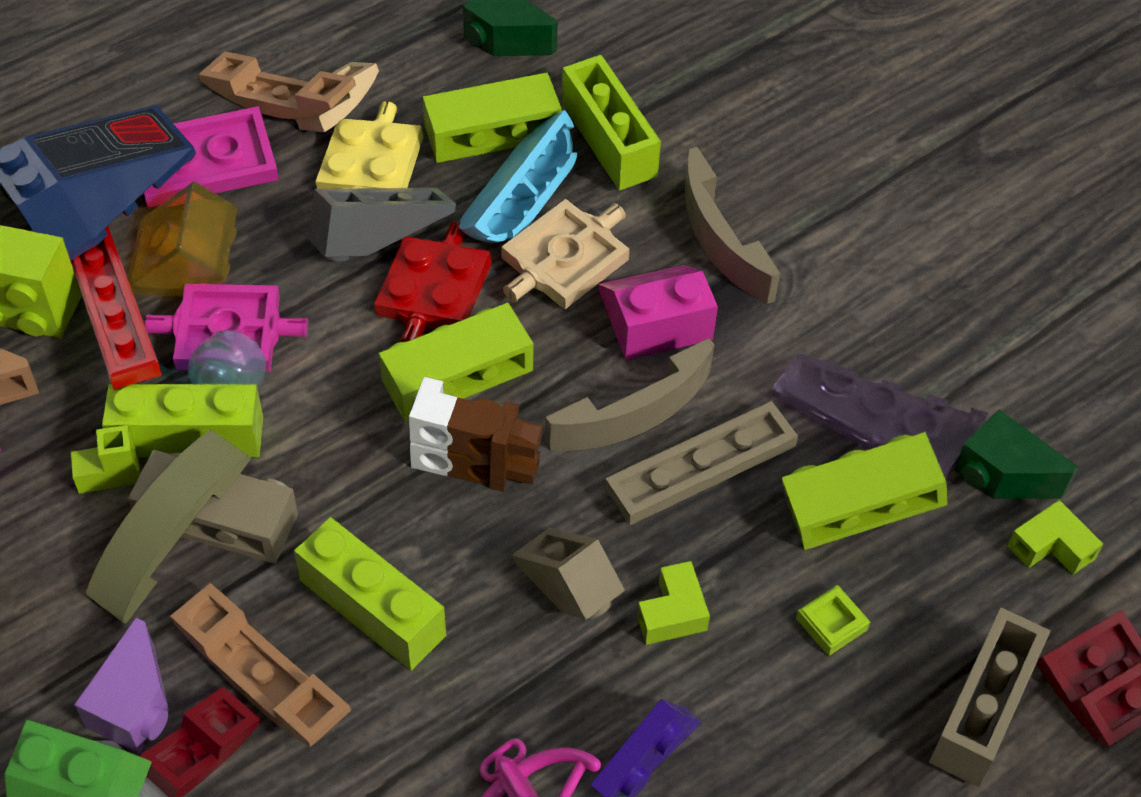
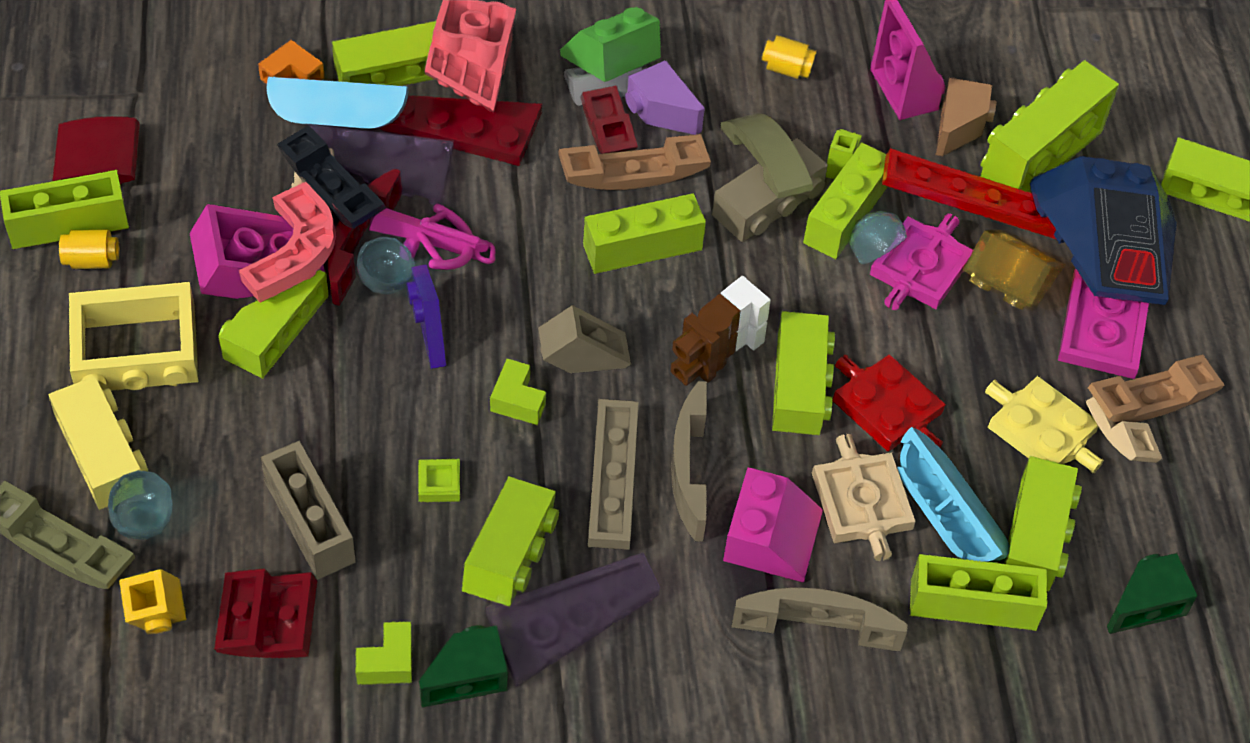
camera: 120 degrees right, 0 degrees up
(371, 218) = (970, 386): dark grey slope -> none

